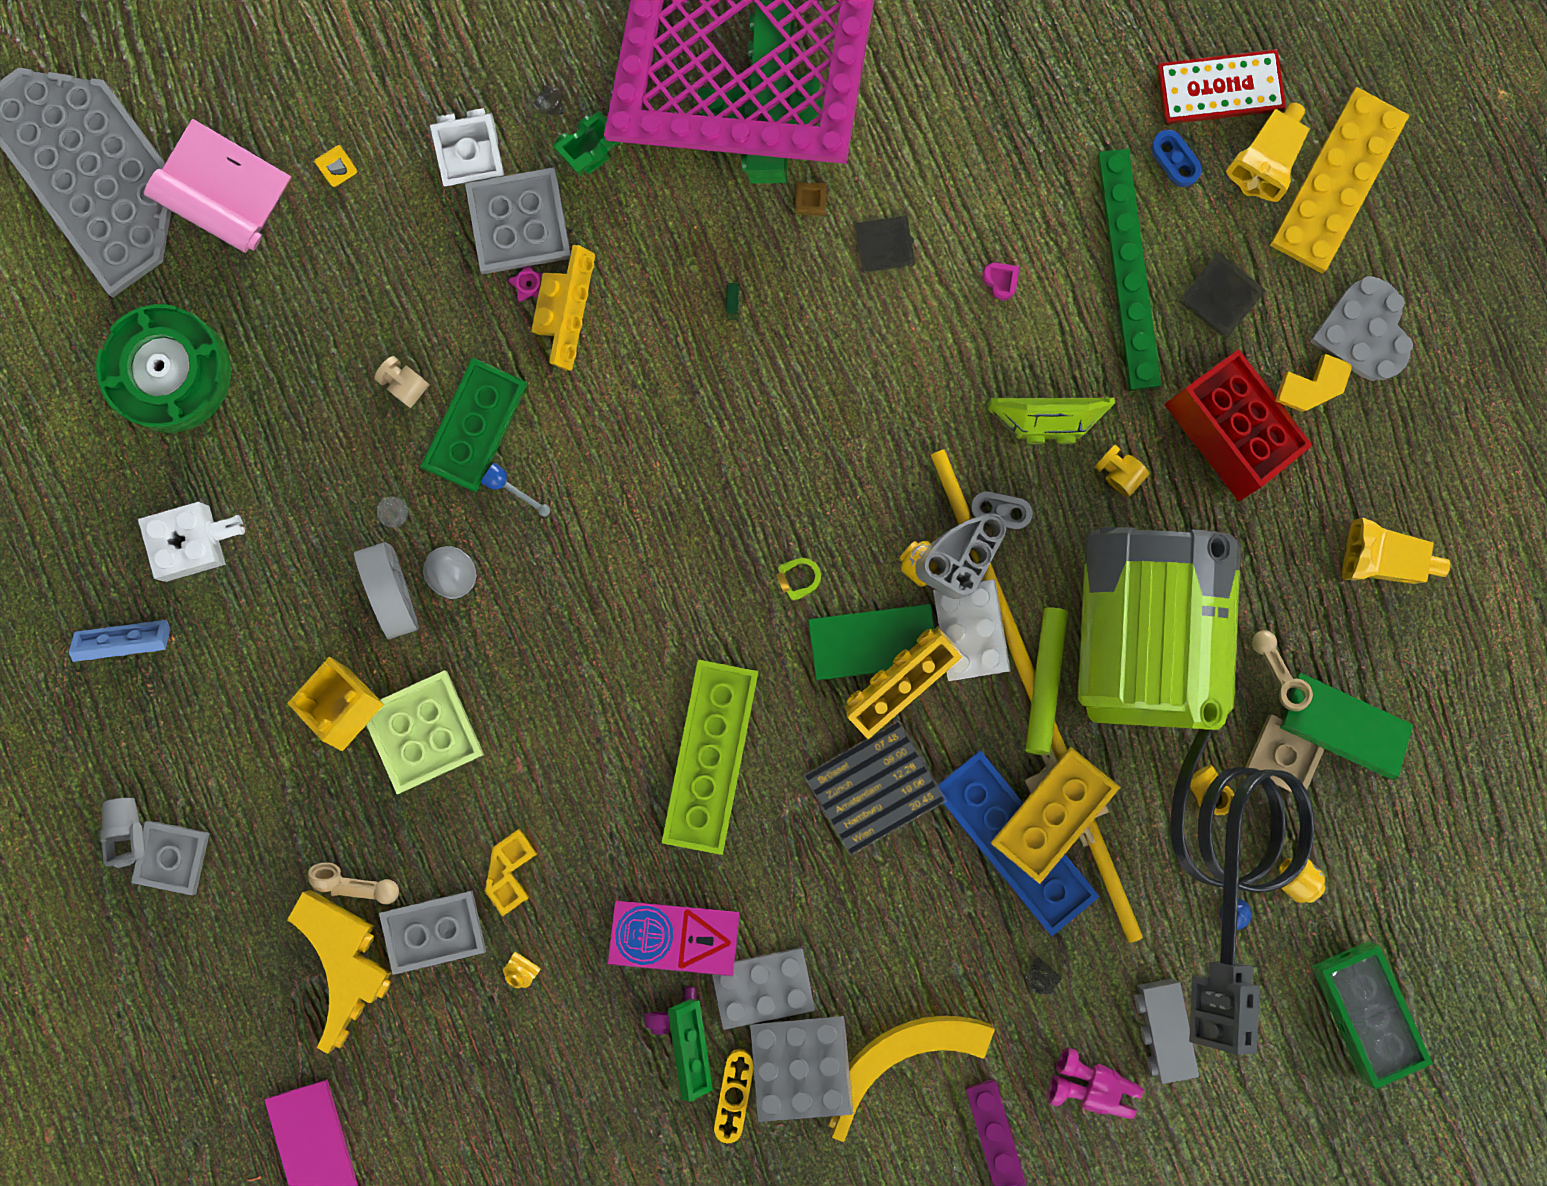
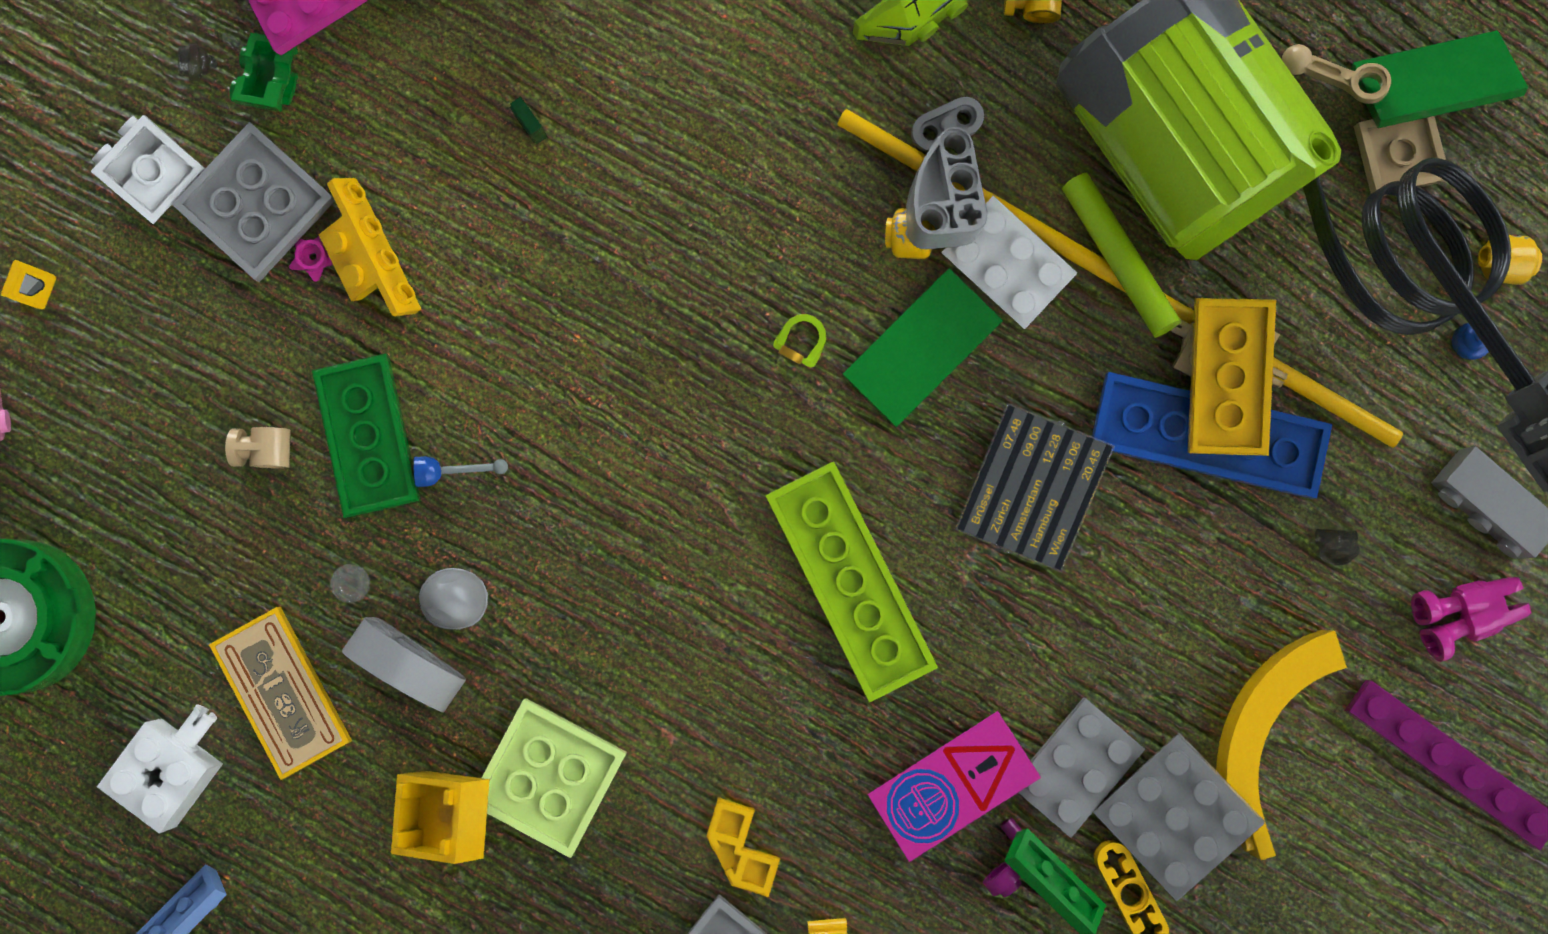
camera: 35 degrees left, 0 degrees up
(295, 547) = (280, 693): none -> tile
(902, 682) = (983, 361): yellow brick -> none
(1200, 784) = (1351, 239): yellow piece -> none

